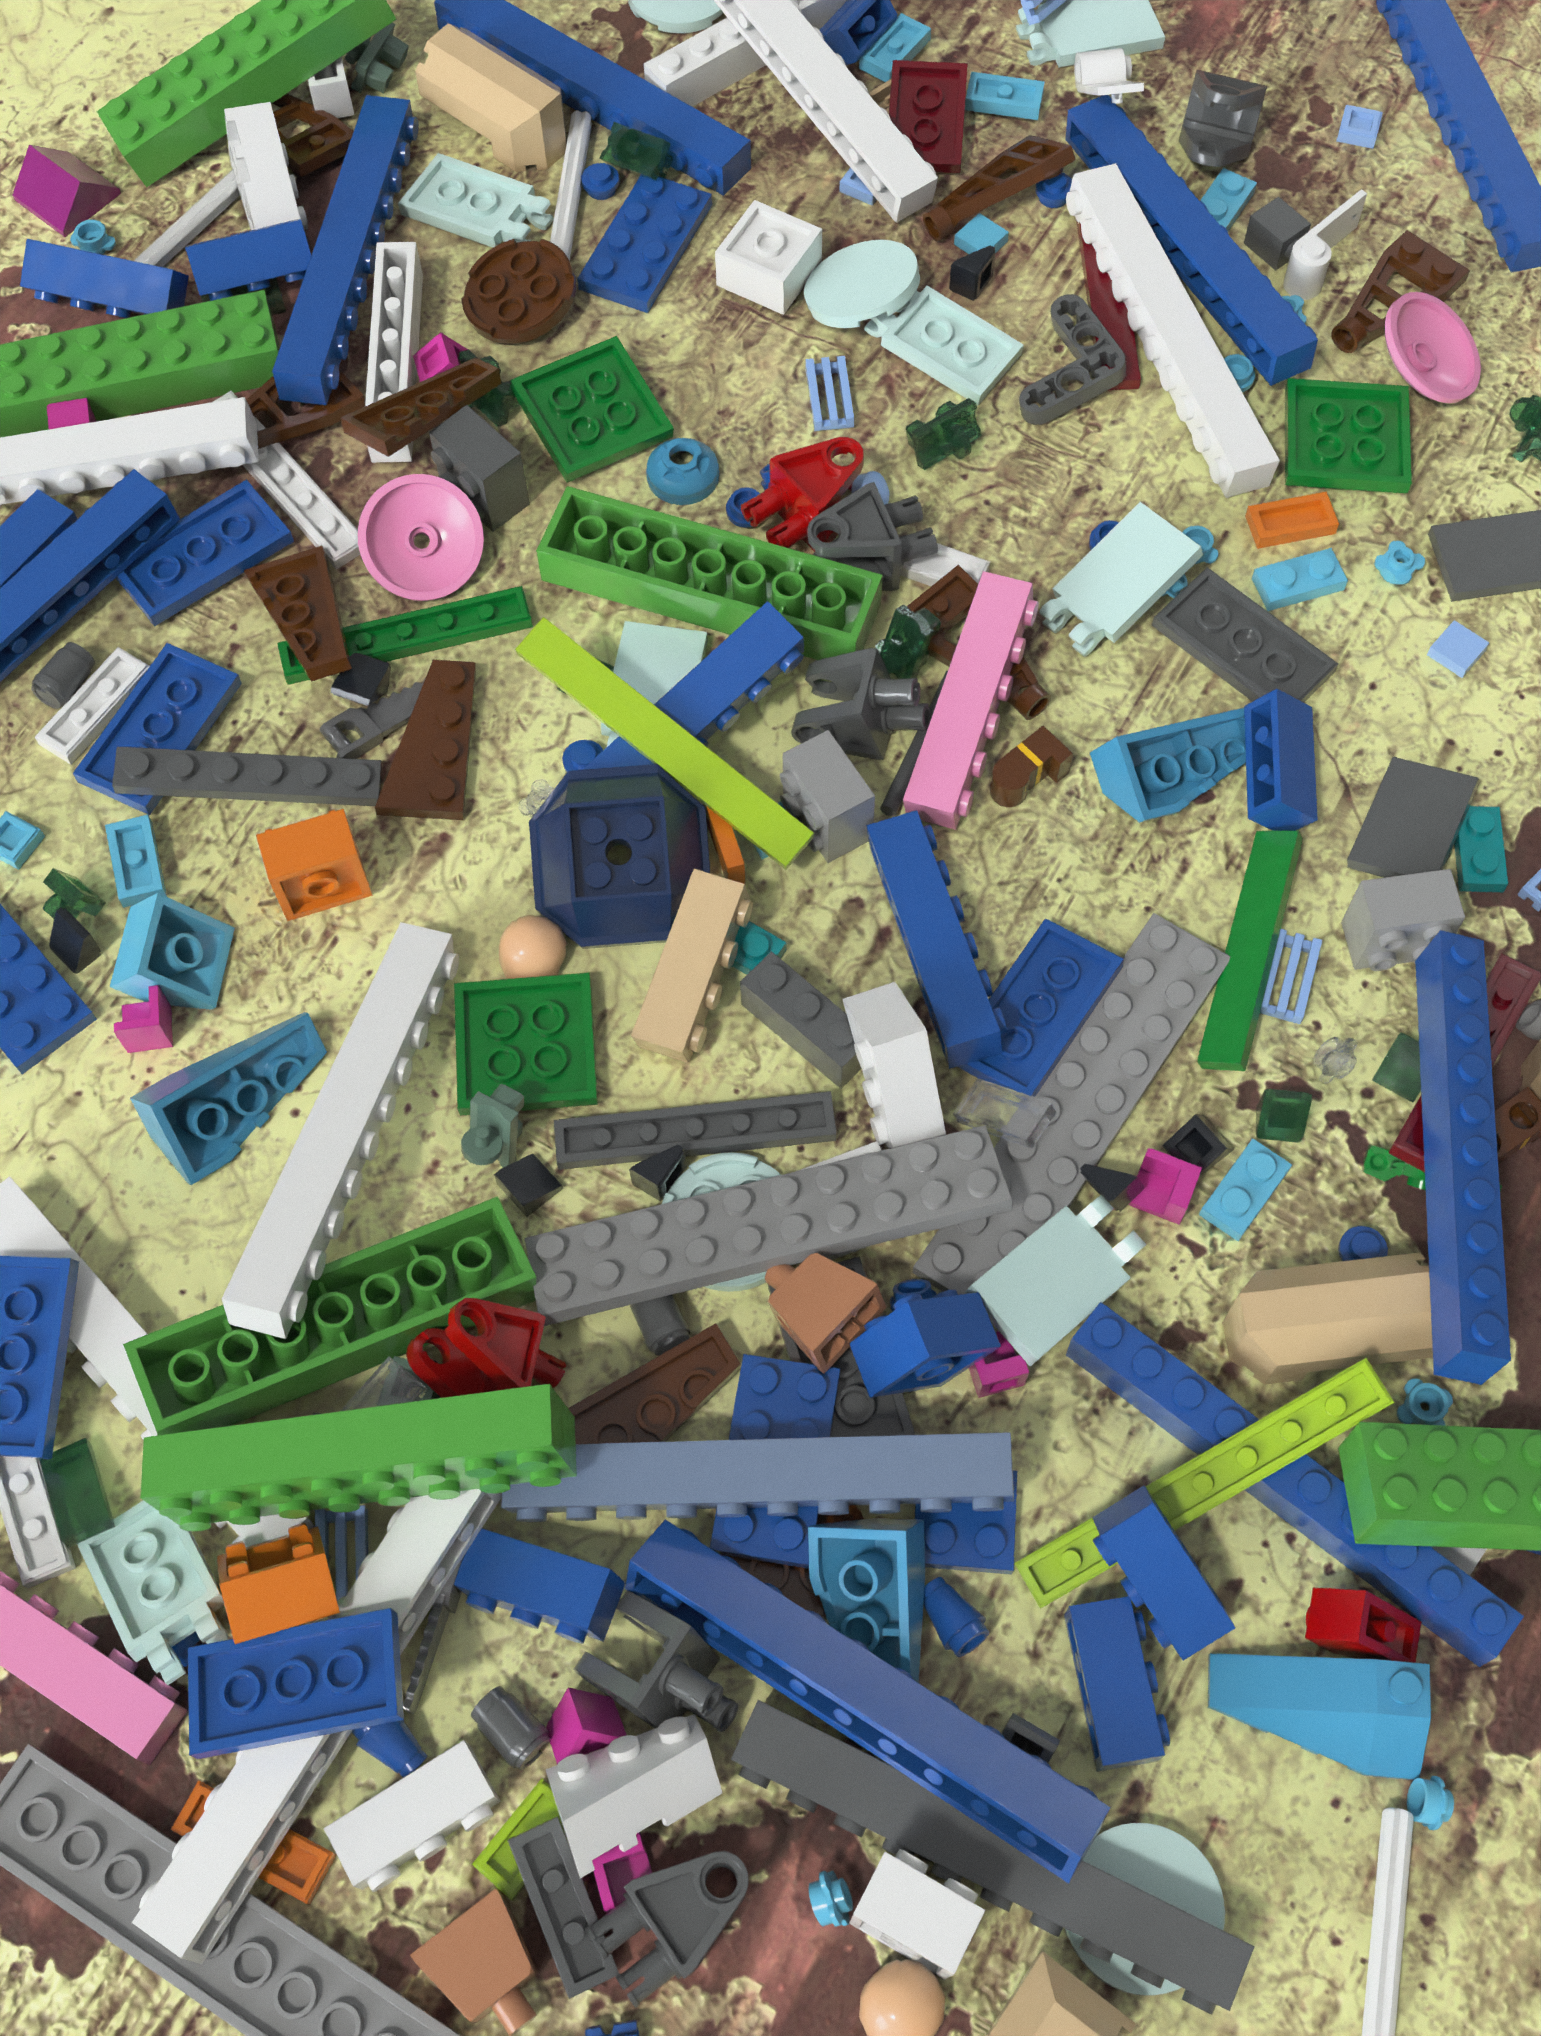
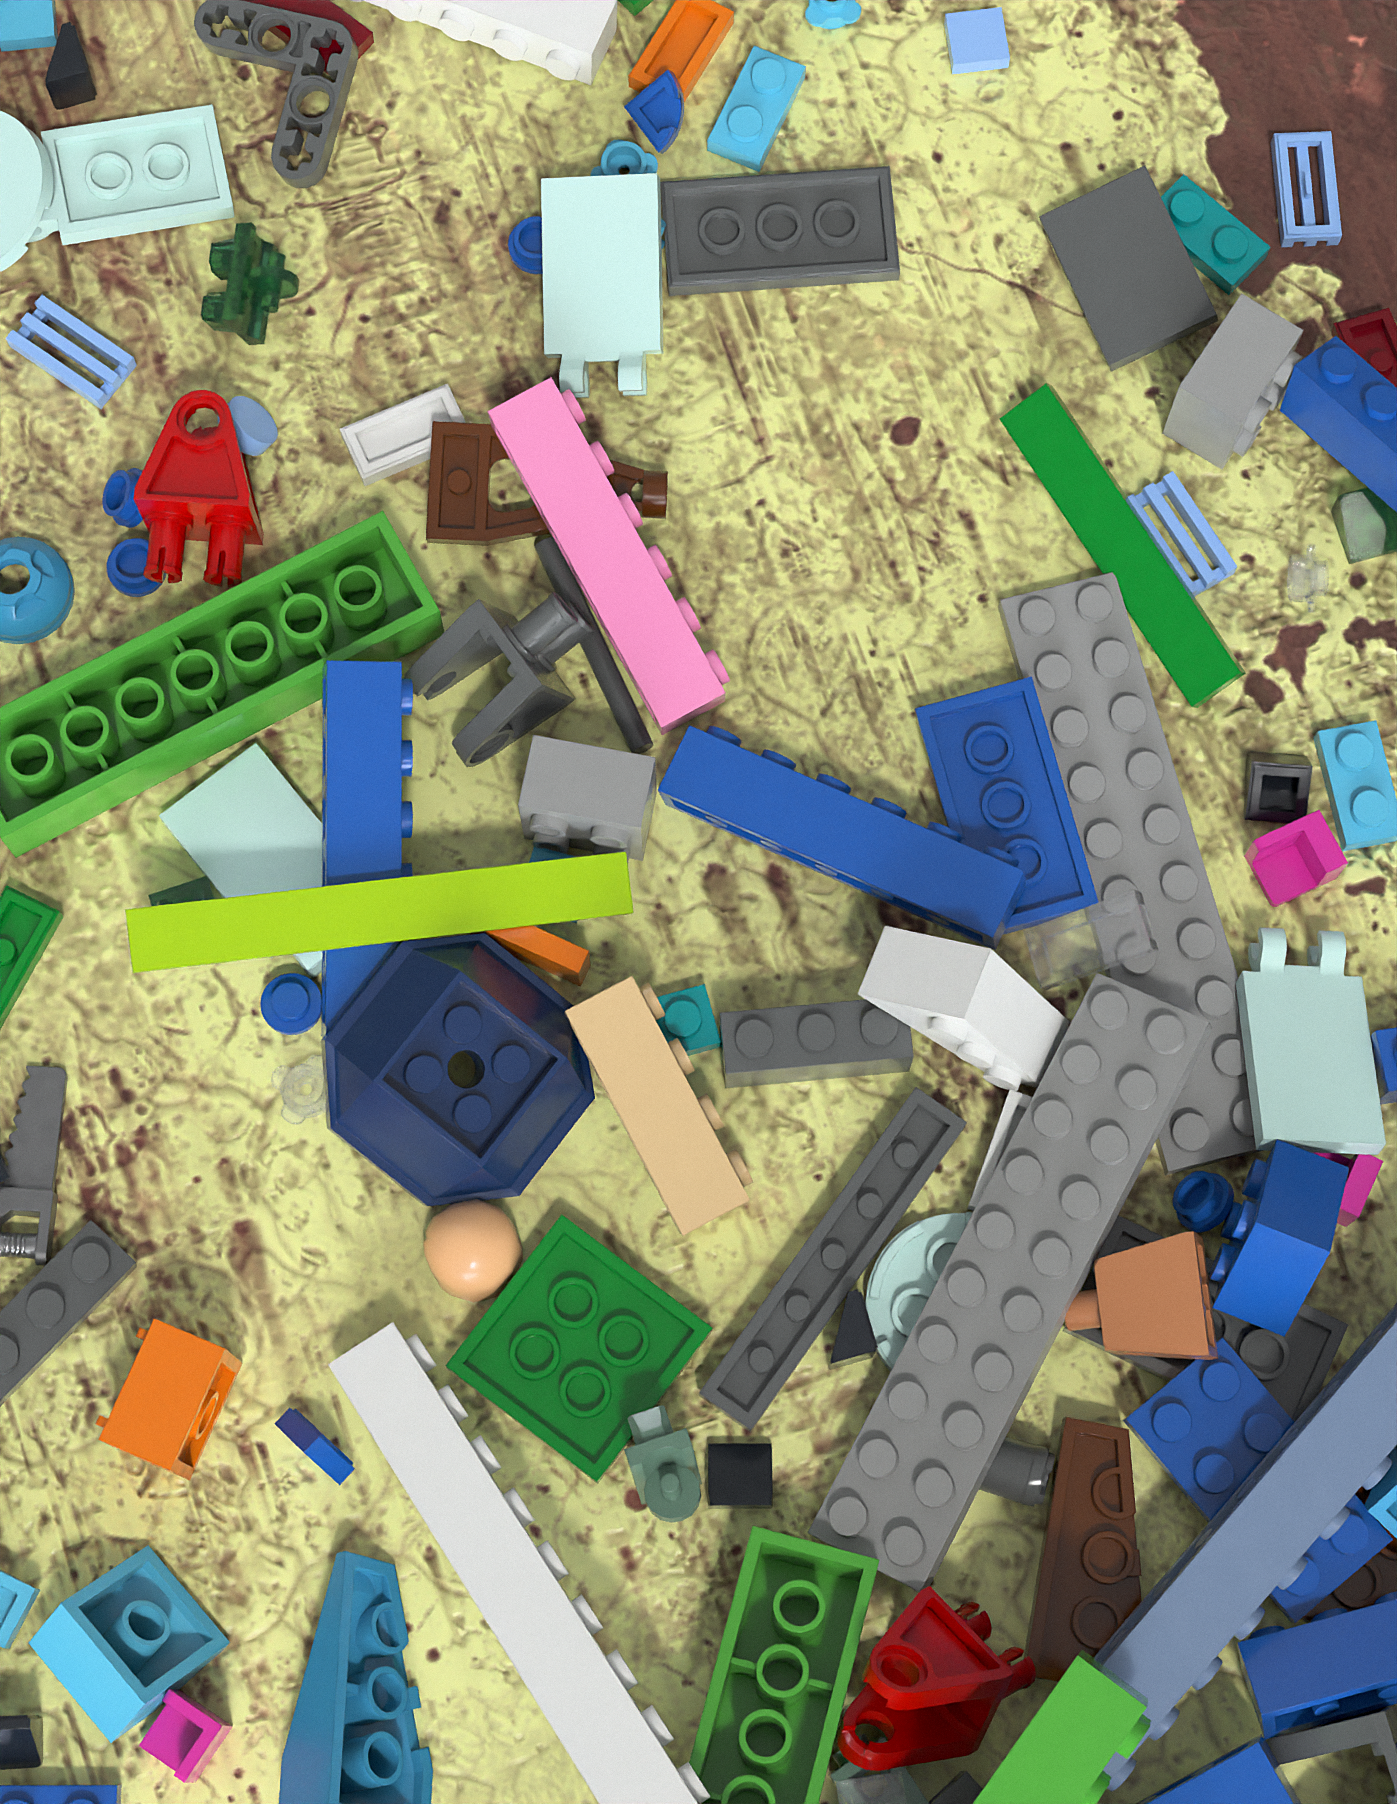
camera: 50 degrees left, 10 degrees up
(353, 952) = (315, 1445): none -> blue tile
(433, 754) = (132, 1154): reddish brown wing -> none
(869, 534) = (312, 486): dark grey piece -> none
(908, 641) = (480, 557): clear green hips -> none
(1027, 766) = (725, 587): reddish brown leg -> none
(1115, 1186) = (1255, 909): black slope -> none
(1170, 765) = (856, 437): dark azure wedge -> none
(1245, 534) = (659, 111): none -> blue tile
(1280, 762) = (955, 328): blue brick -> none
(1282, 1115) = (1319, 682): clear green slope -> none

